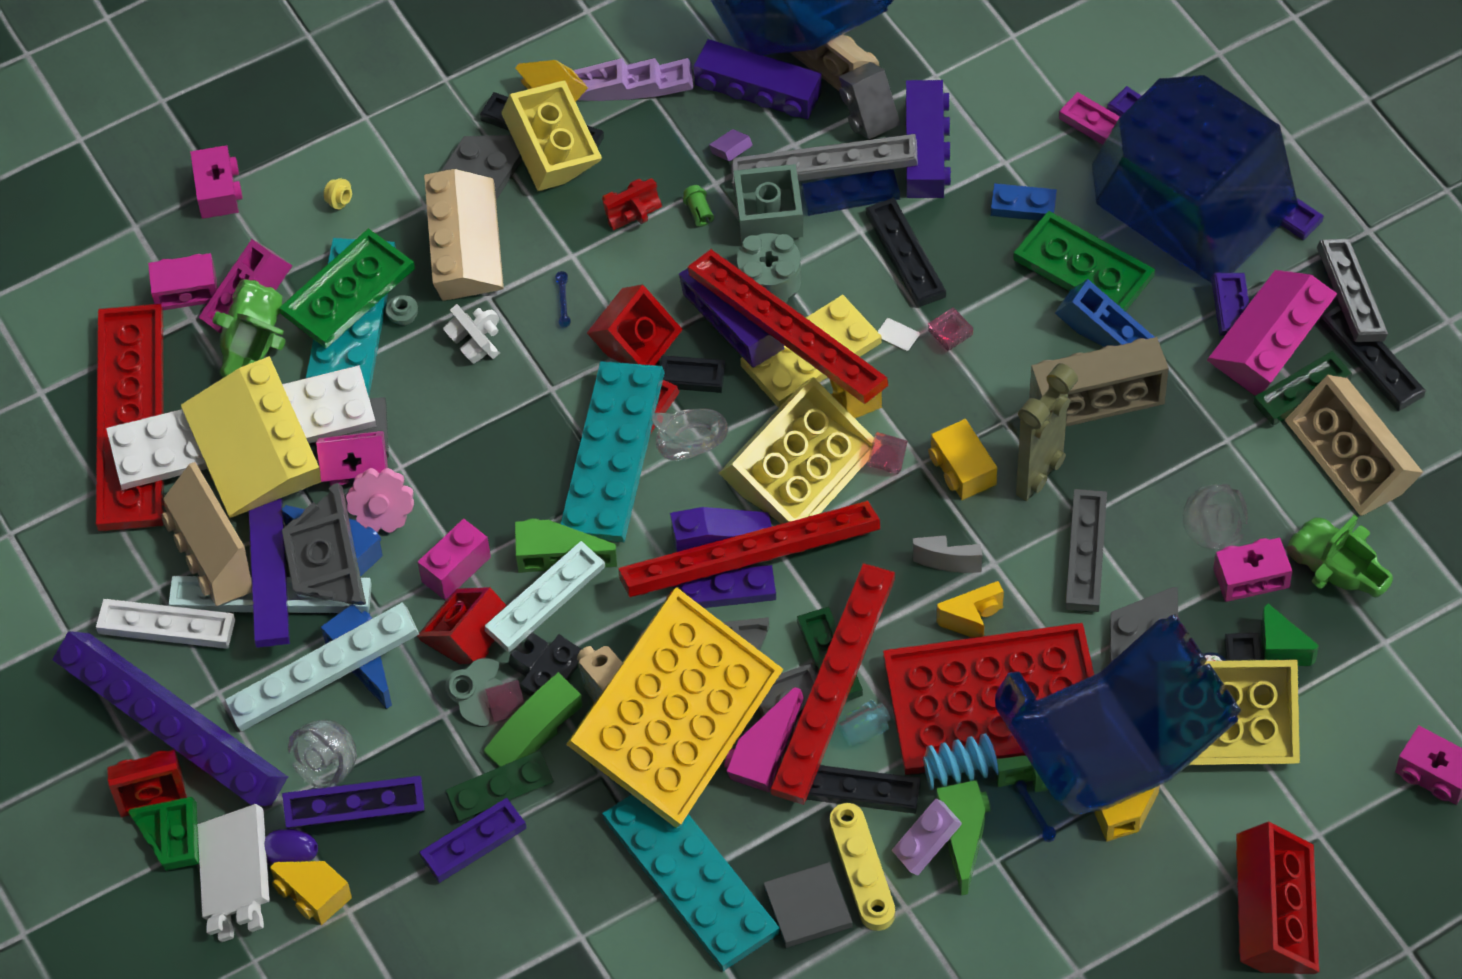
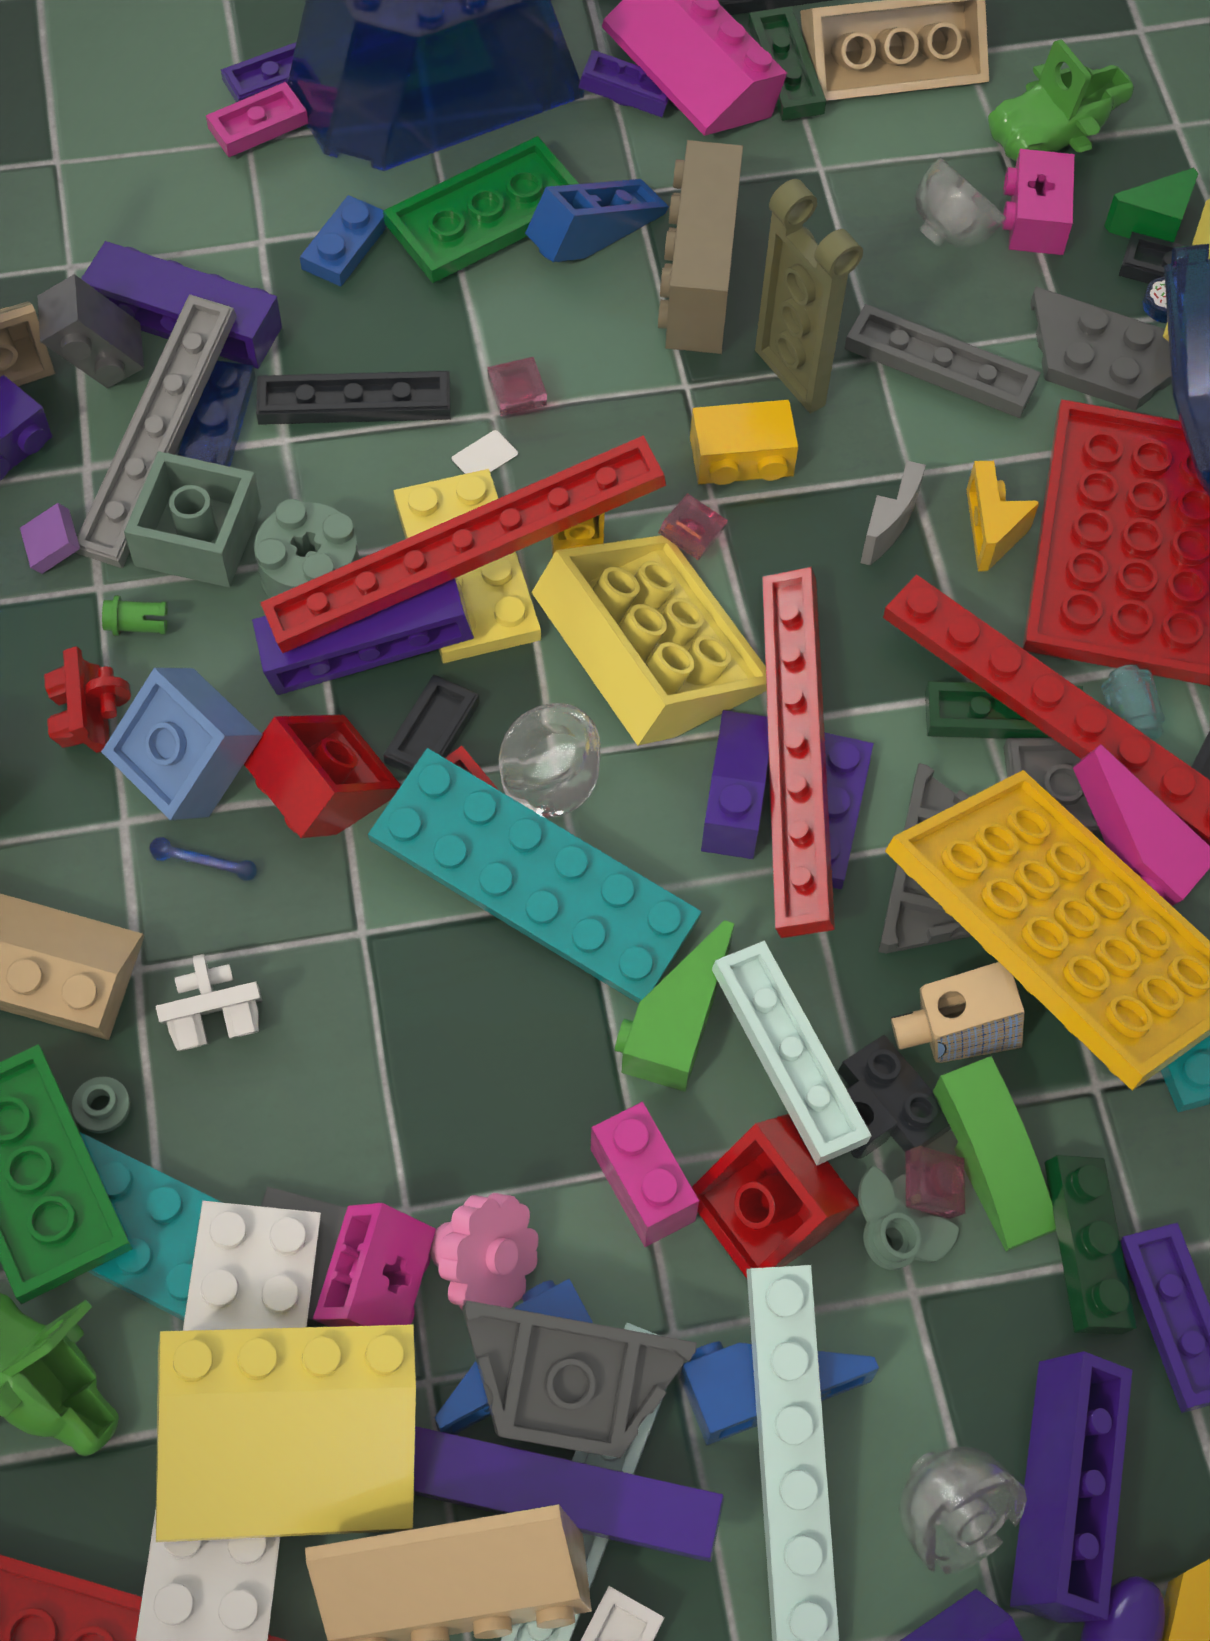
camera: 75 degrees left, 5 degrees up
(615, 253) = (181, 743): none -> medium blue container

